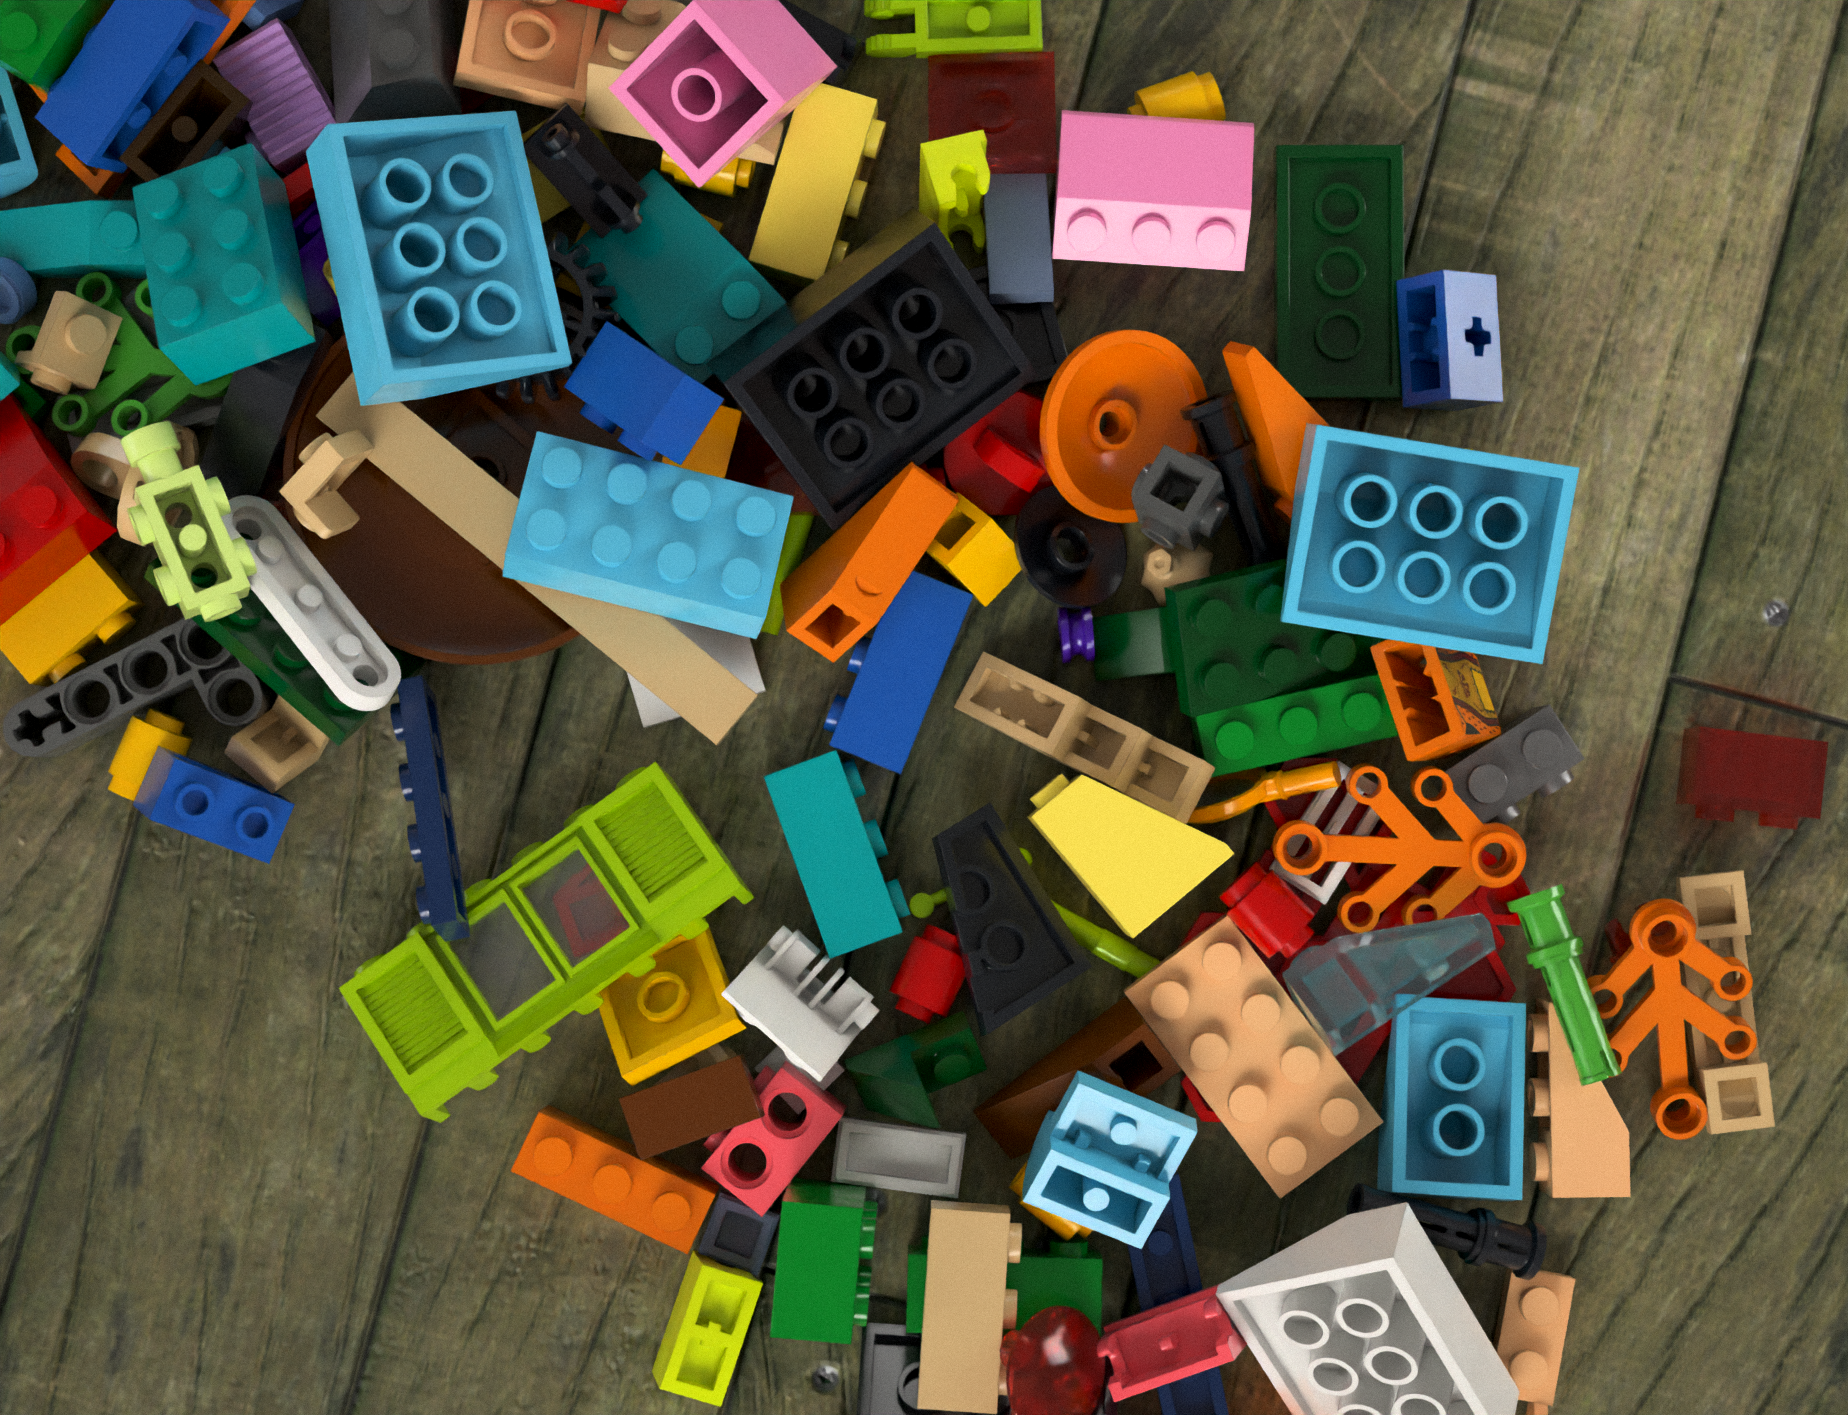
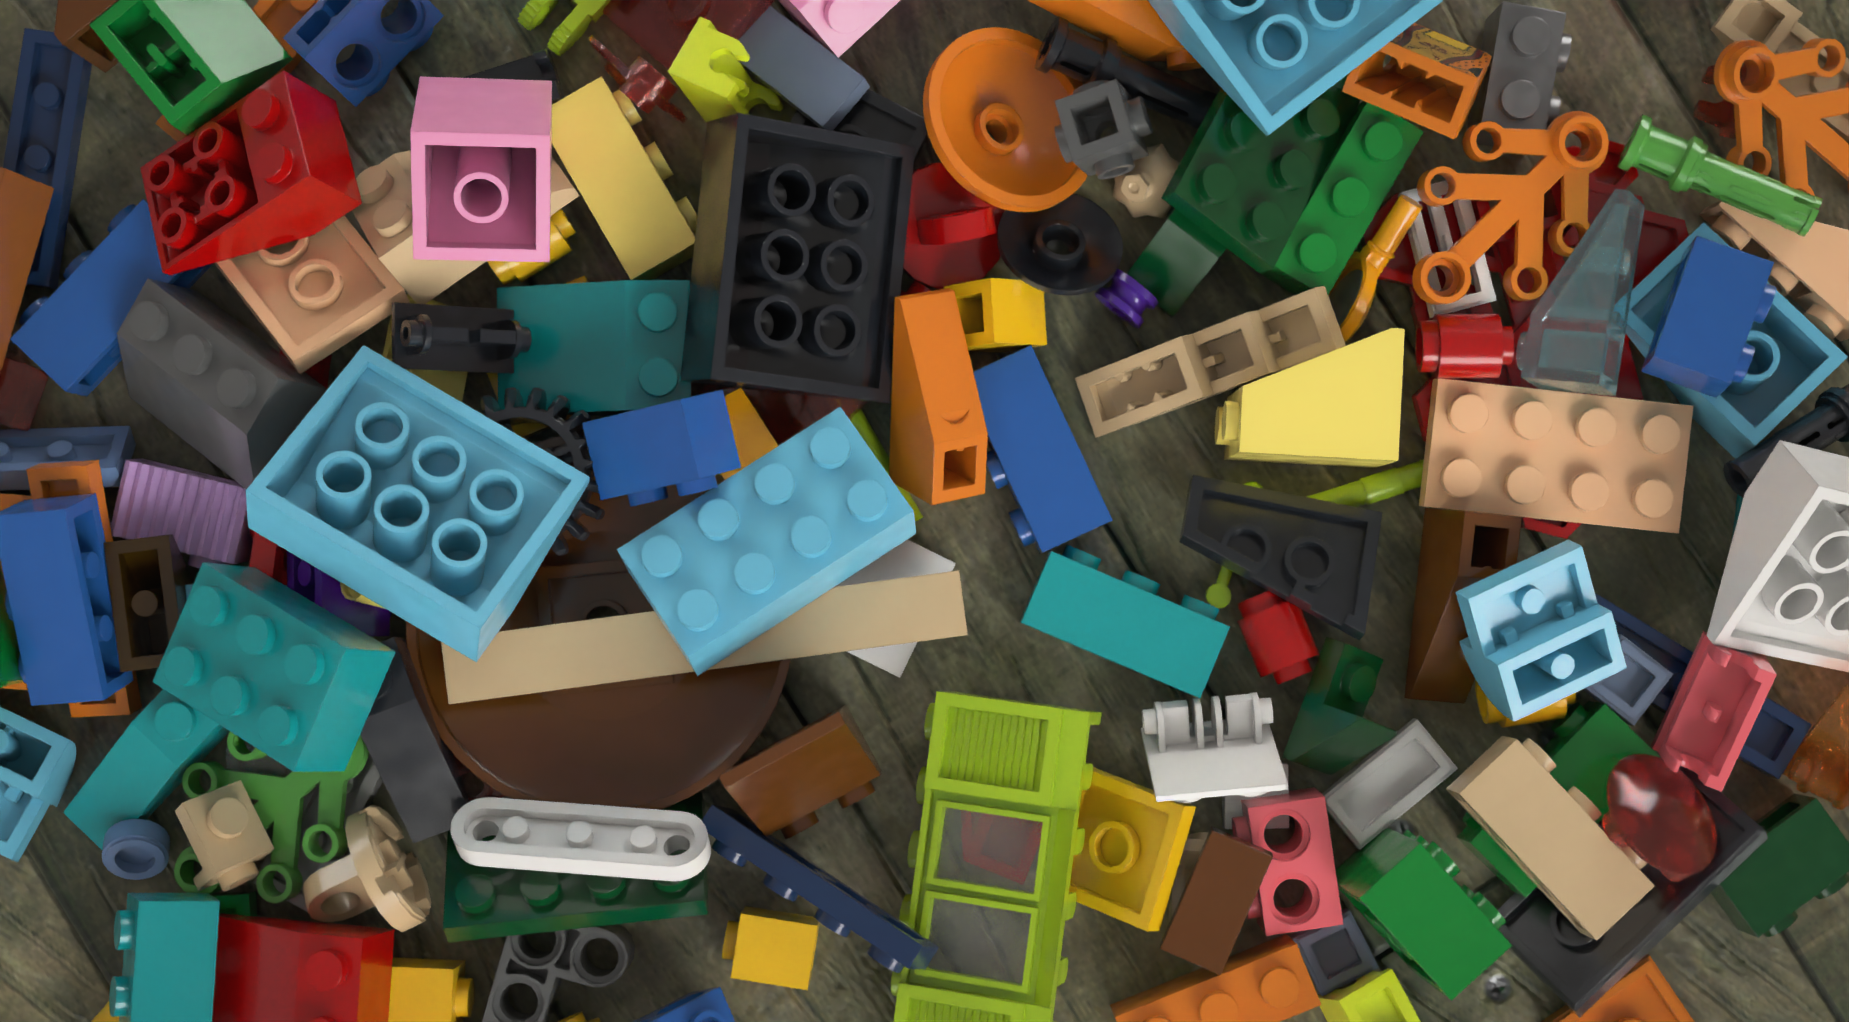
camera: 40 degrees left, 0 degrees up
(198, 544) = (463, 879): yellowish green brick -> none
(277, 746) = (663, 959): tan bracket -> none
(314, 486) = (500, 754): tan bracket -> none
(359, 817) = (772, 947): none -> yellow brick
(505, 720) = (802, 773): none -> reddish brown slope
(899, 134) = (640, 82): none -> clear red plate
(1136, 1269) = (1633, 688): none -> sand blue tile
(1452, 1070) = (1710, 317): none -> blue brick

